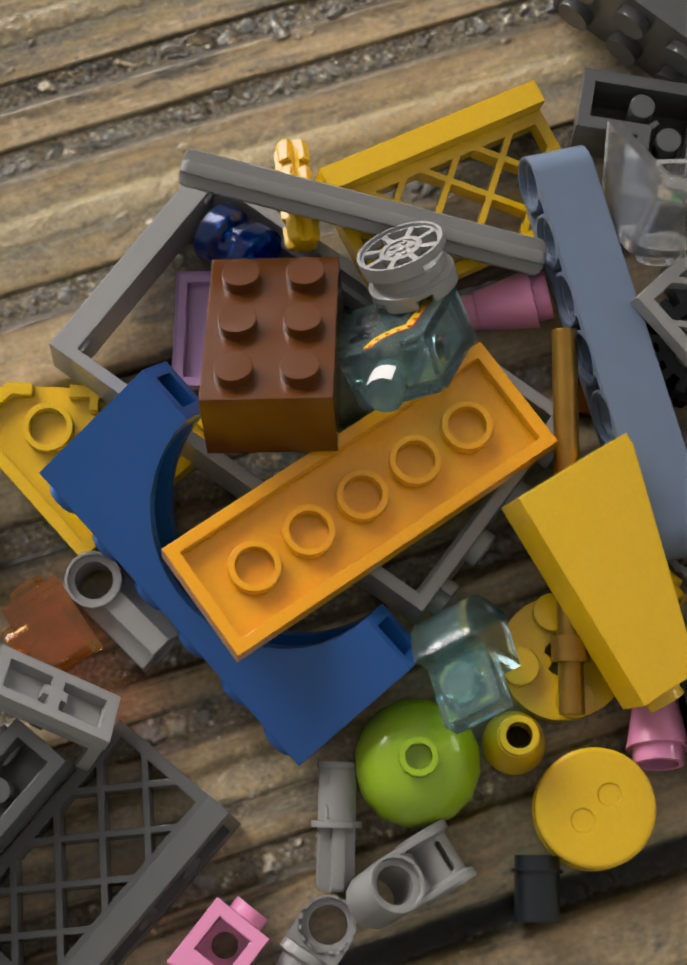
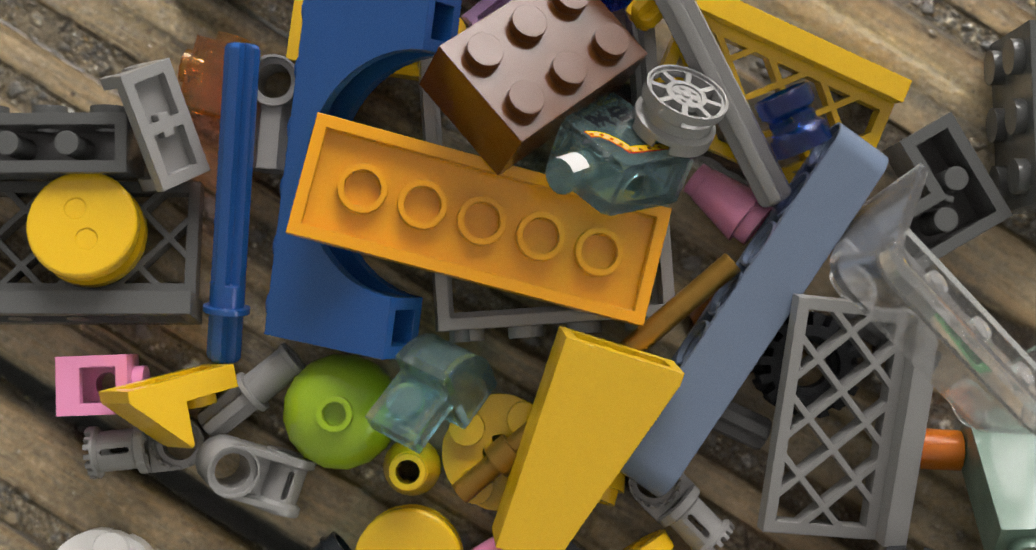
camera: 45 degrees right, 10 degrees up
(81, 843) = (86, 229): none -> yellow head
(167, 701) = (233, 203): none -> blue axle
(288, 899) = (162, 402): none -> yellow slope
(502, 189) = (797, 133): none -> clear blue wheel

